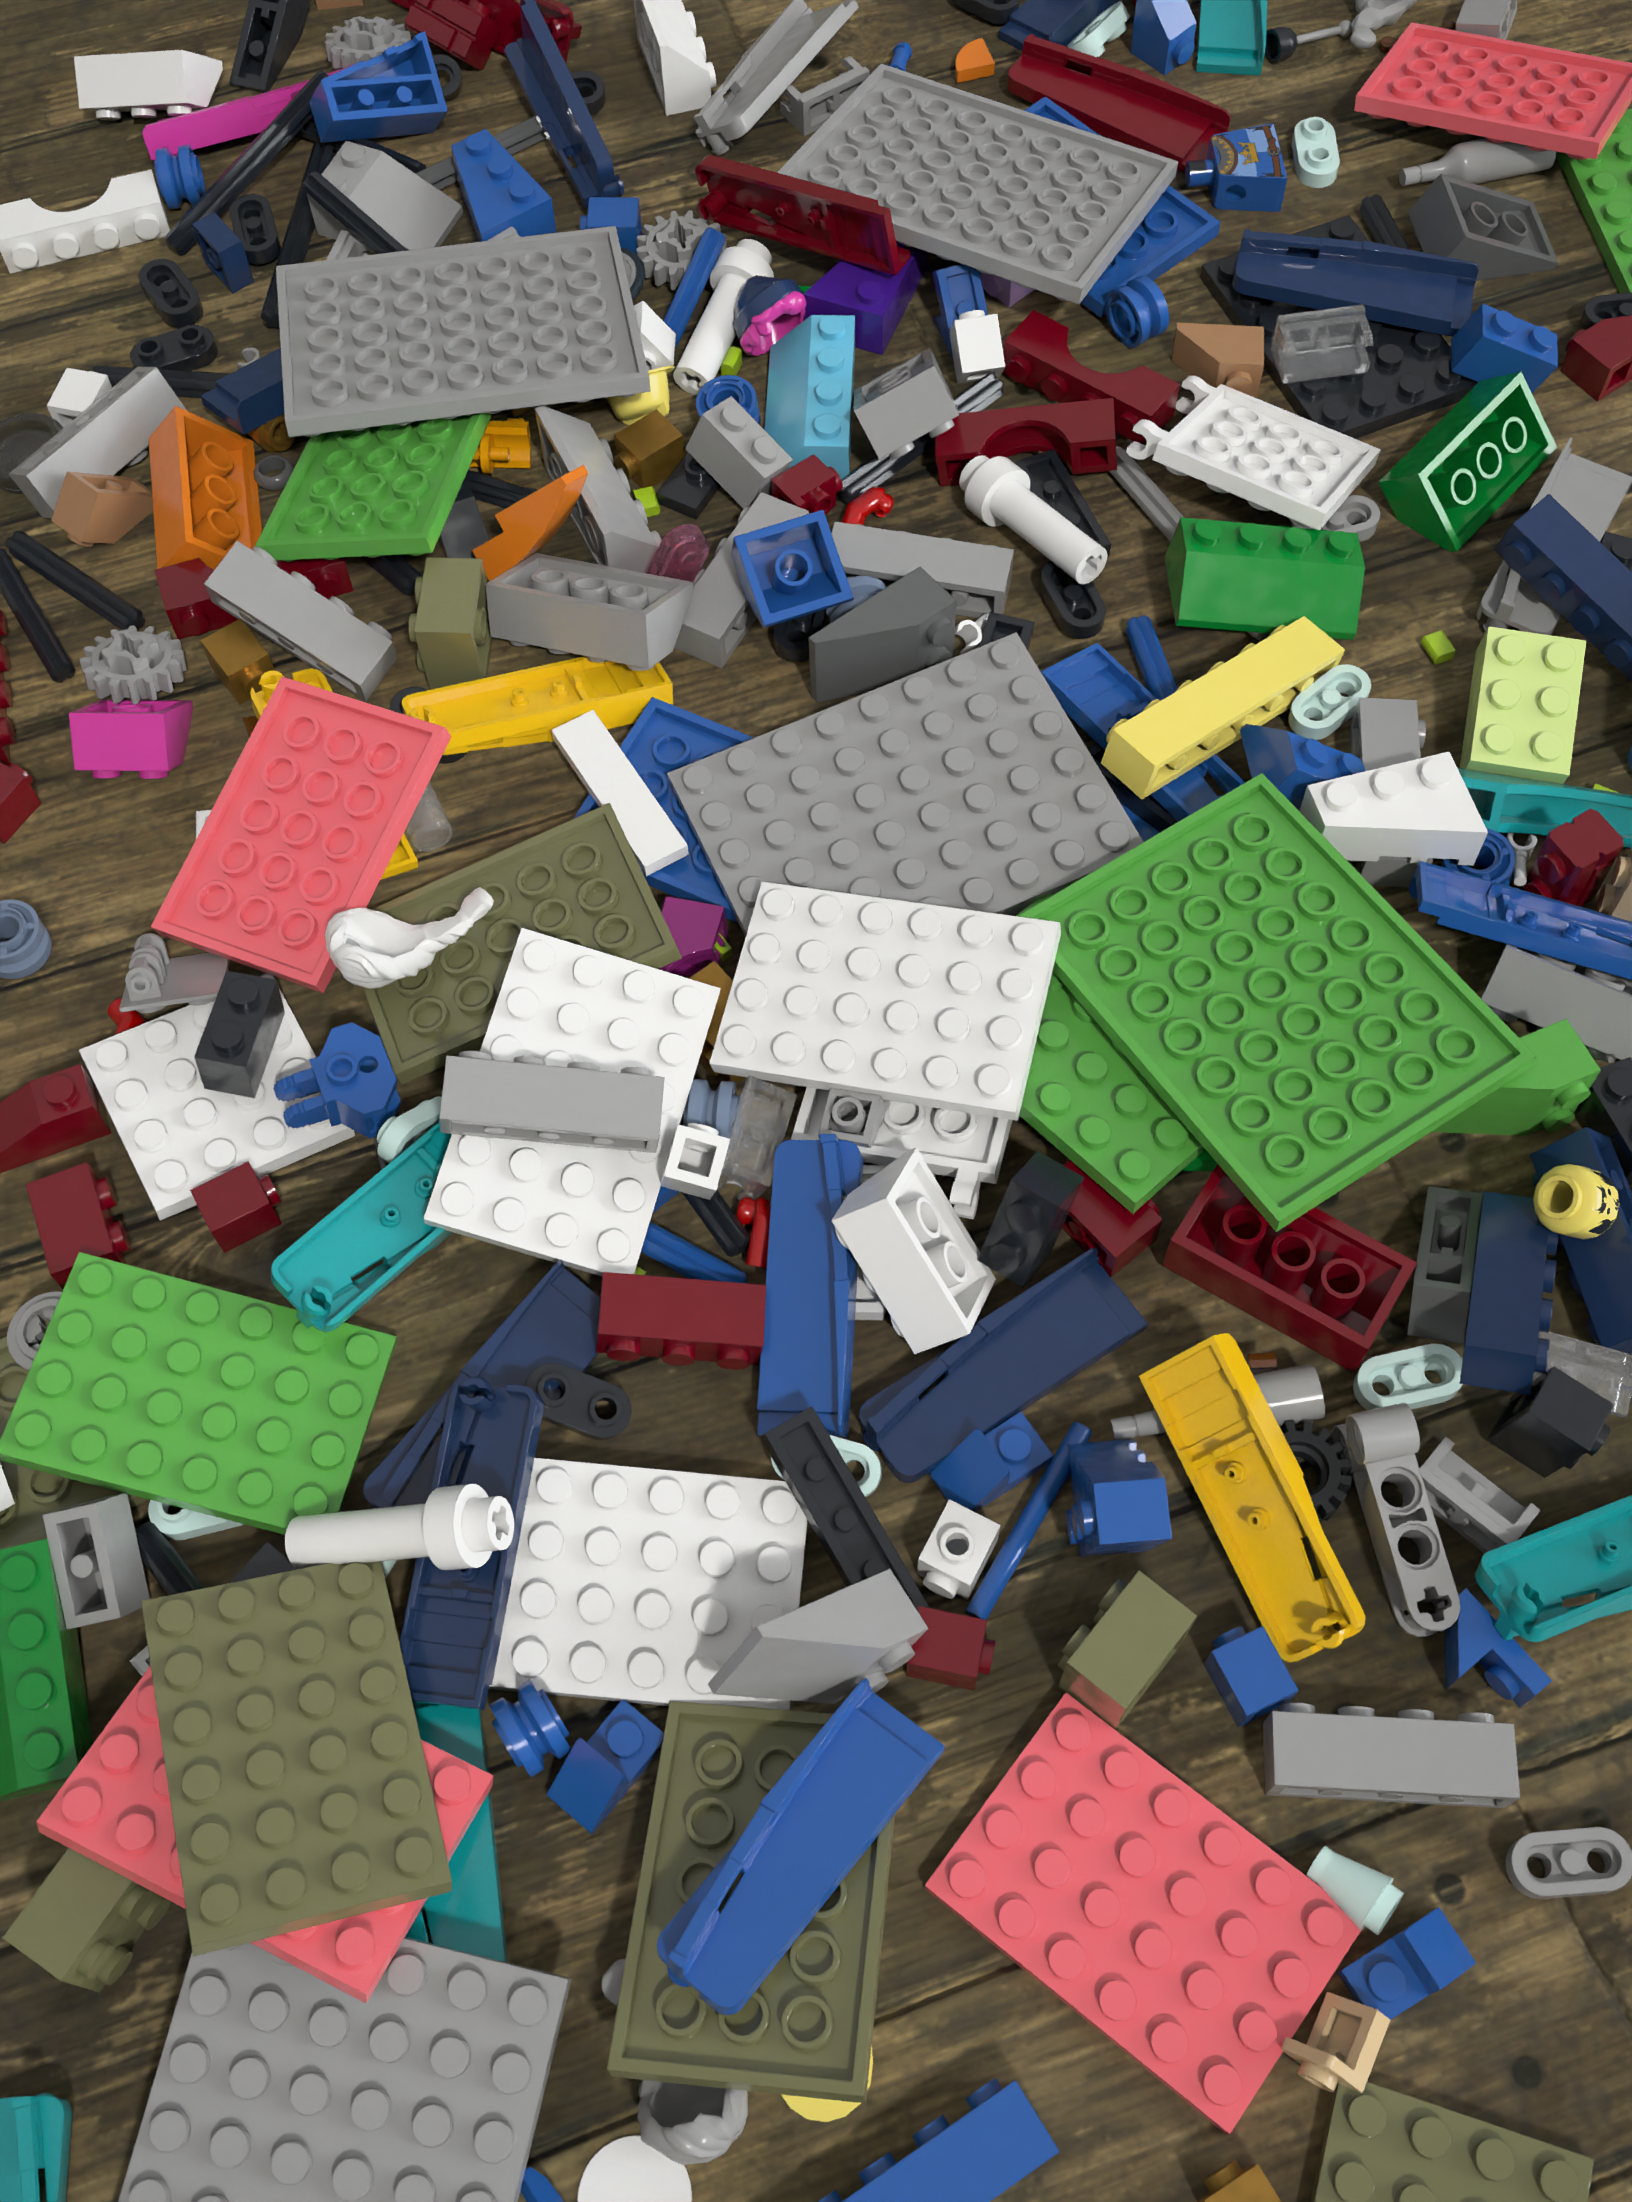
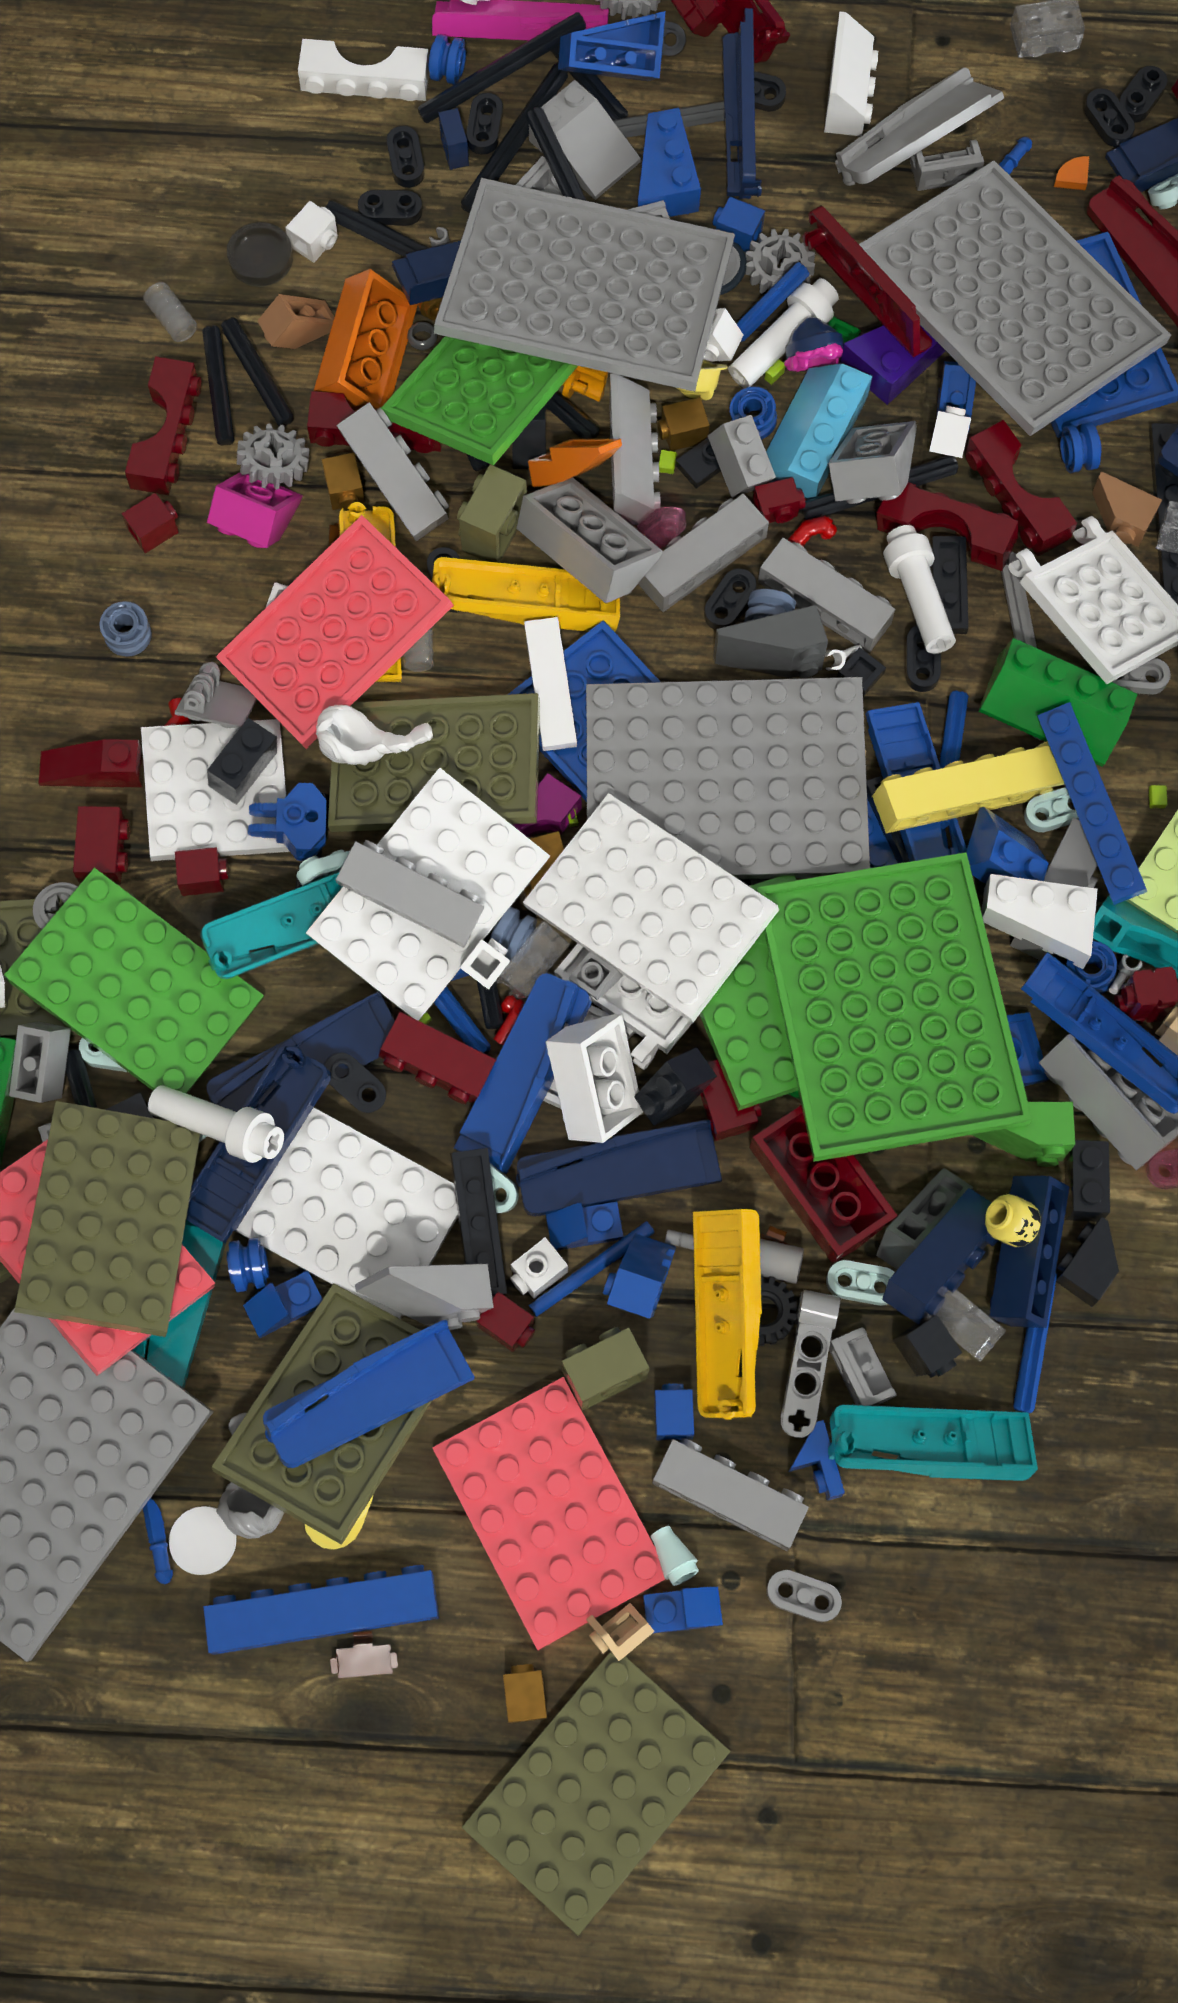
camera: 20 degrees right, 10 degrees up
(100, 439) = (313, 267): light grey brick -> none
(790, 569) = (729, 572): blue slope -> none
(1380, 668) = (1092, 803): none -> blue plate

